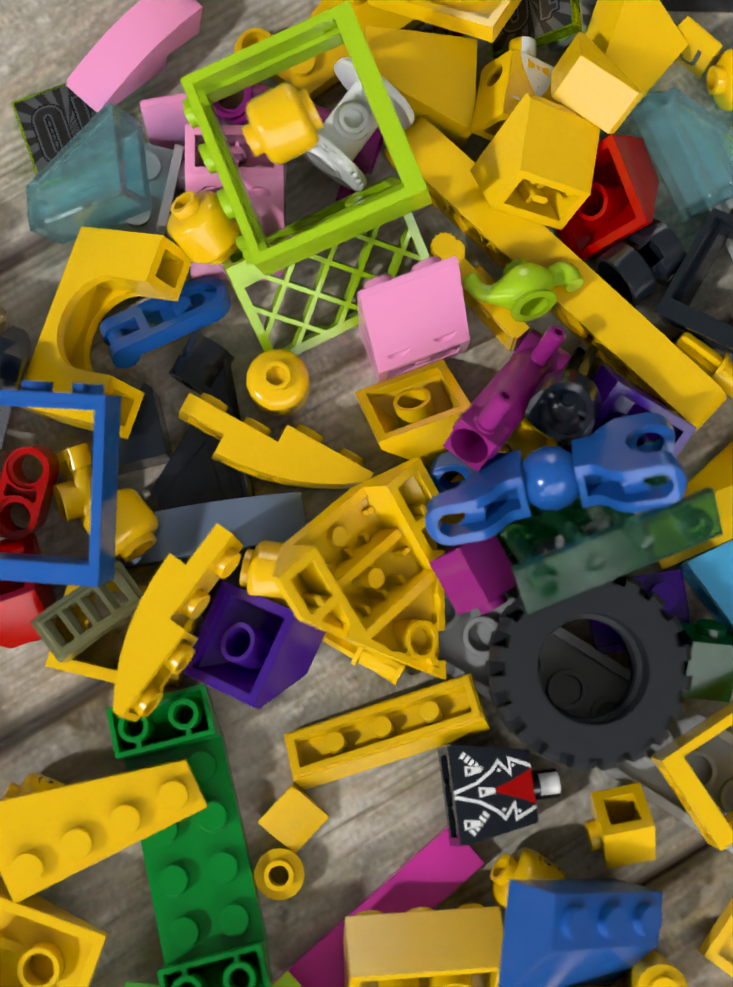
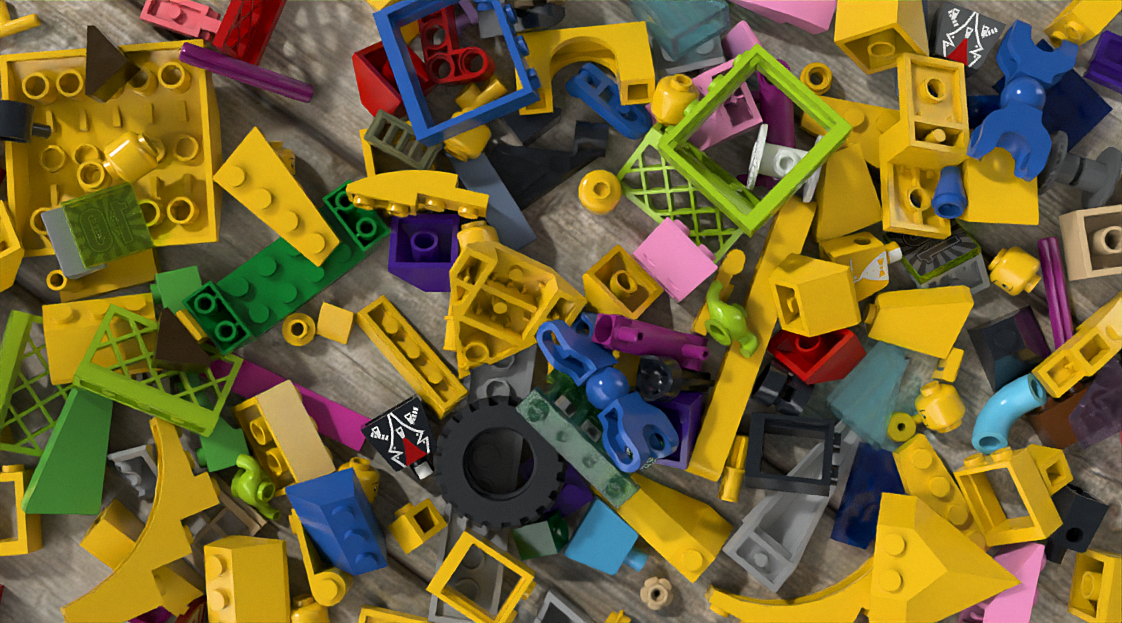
camera: 65 degrees right, 5 degrees up
(282, 123) = (751, 122): yellow head -> none
(292, 460) = (555, 223): yellow slope -> none
(475, 575) = (528, 368): magenta brick -> none
(593, 85) = (880, 307): yellow slope -> none

